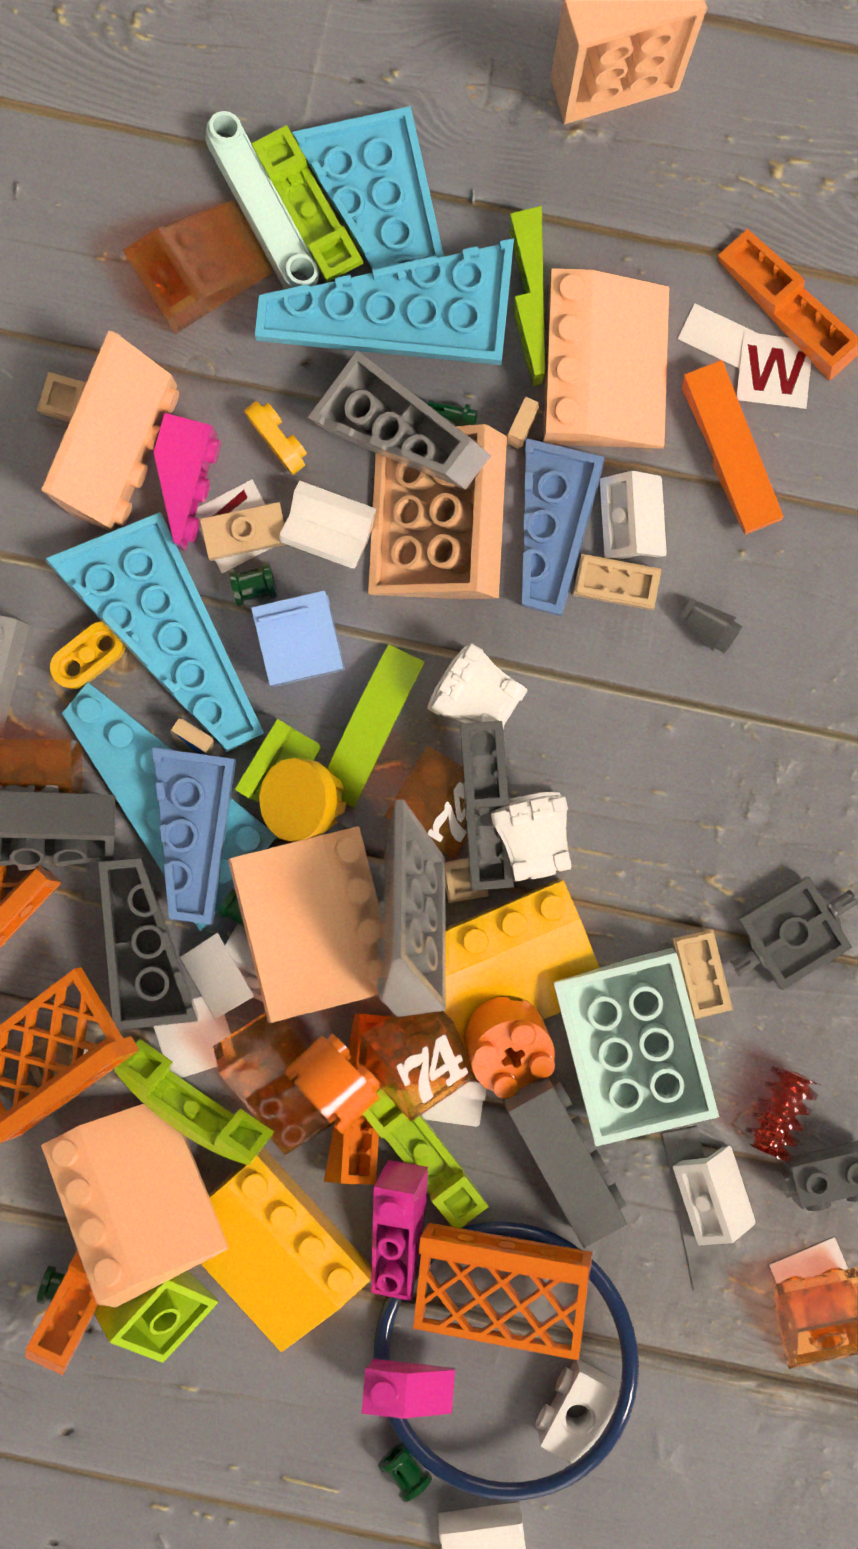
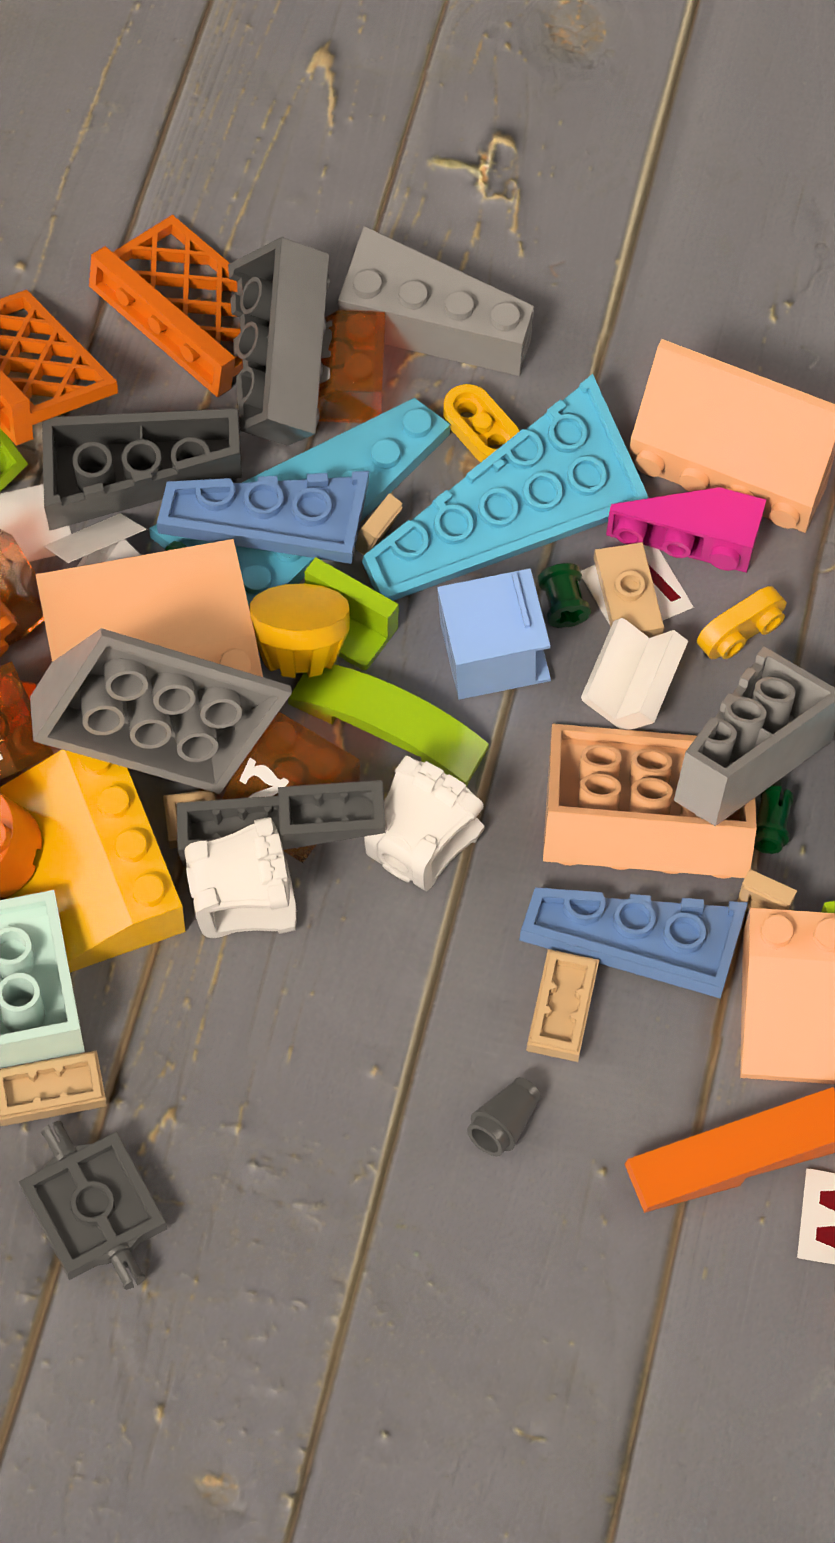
camera: 90 degrees right, 25 degrees down
(632, 515) = (649, 1032): white panel -> none

